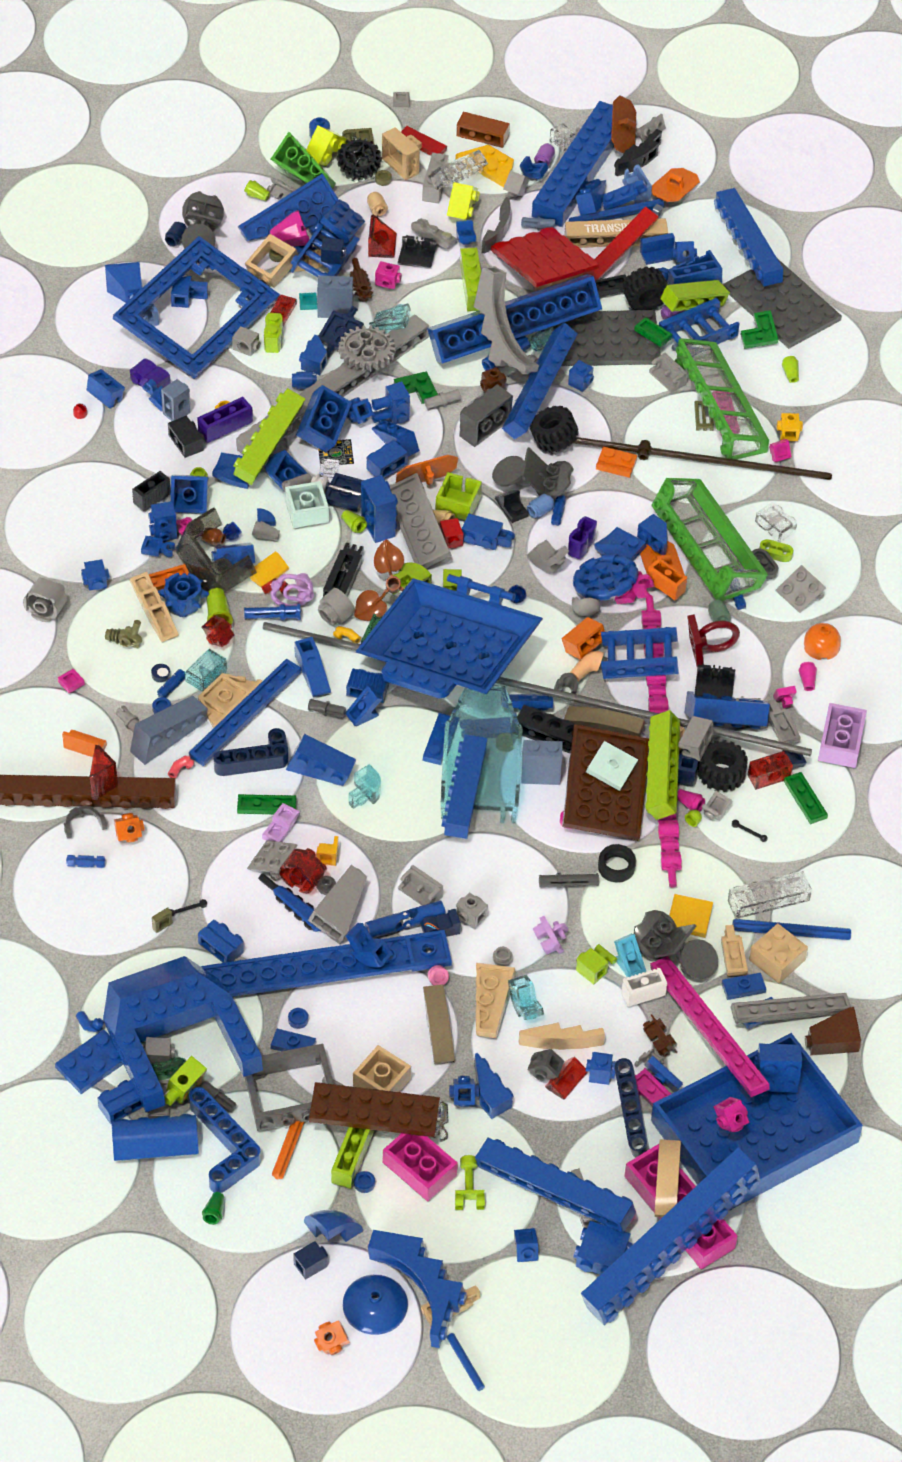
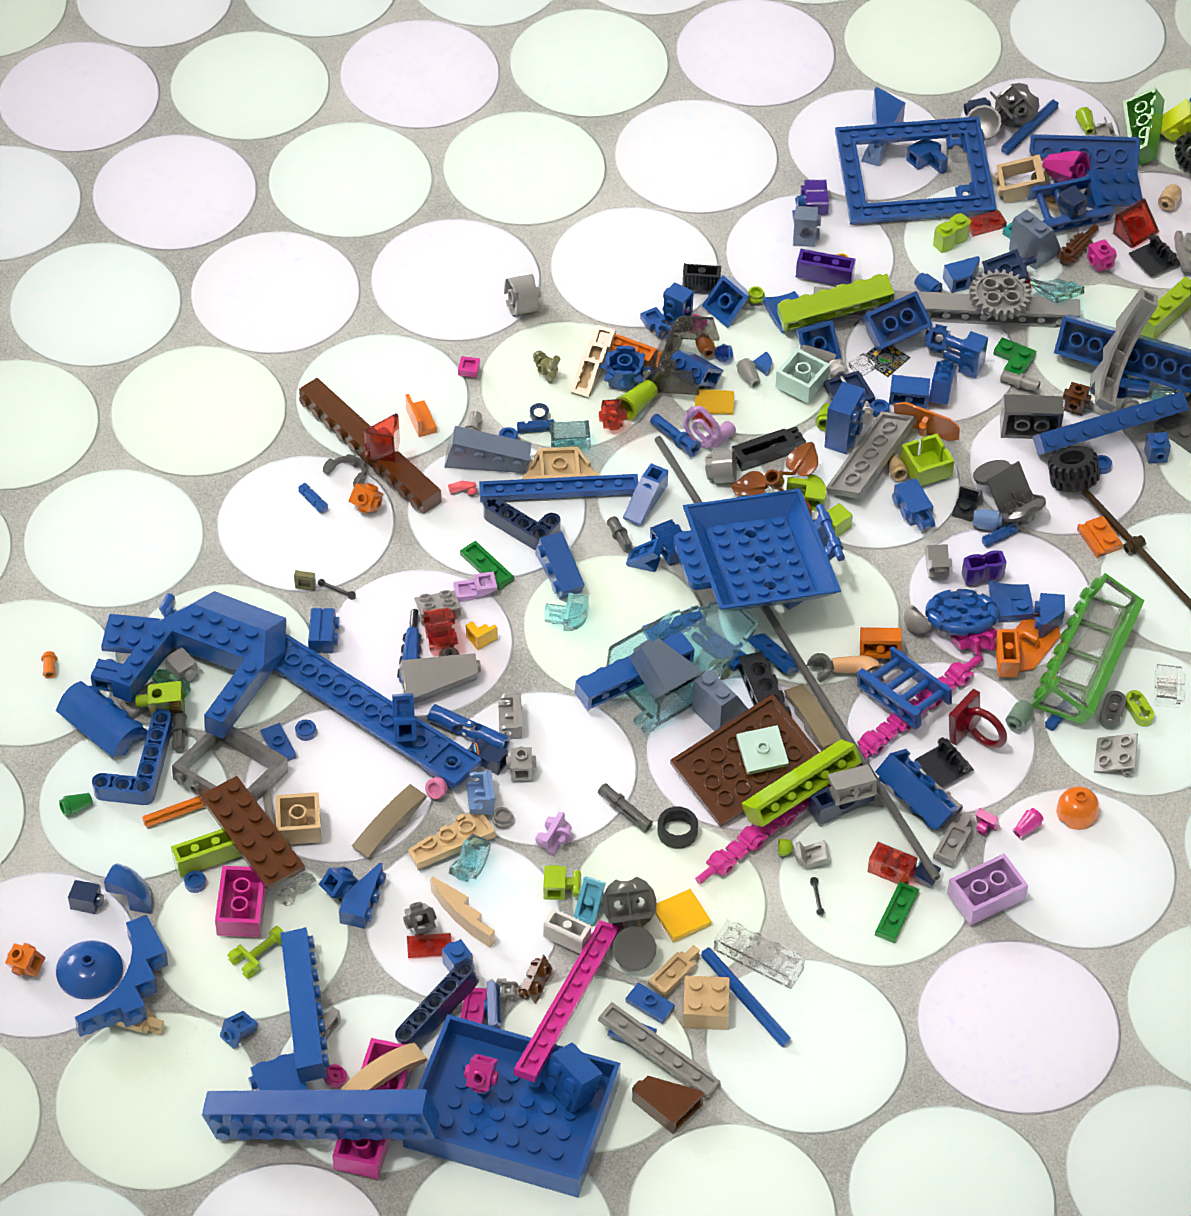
camera: 50 degrees right, 0 degrees up
(55, 1132) = (49, 667): none -> orange pin
(80, 411) = (729, 184): red hinge -> none
(95, 575) = (583, 306): blue brick -> none
(104, 388) = (771, 179): blue hinge -> none
(186, 436) = (783, 259): black brick -> none
(225, 225) = (1029, 127): none -> blue axle
(246, 341) = (922, 224): light grey brick -> none
(348, 632) = (706, 488): yellow arm -> none
(452, 532) = (884, 483): red brick -> none
(465, 1362) = (93, 1062): blue bar -> none
(473, 951) = (481, 793): none -> medium blue hinge
(494, 765) = (661, 667): none -> sand blue slope
(520, 593) = (877, 569): clear blue plate -> none
(691, 800) = (799, 831): dark pink cone -> none
(719, 777) = (860, 814): black tyre -> none

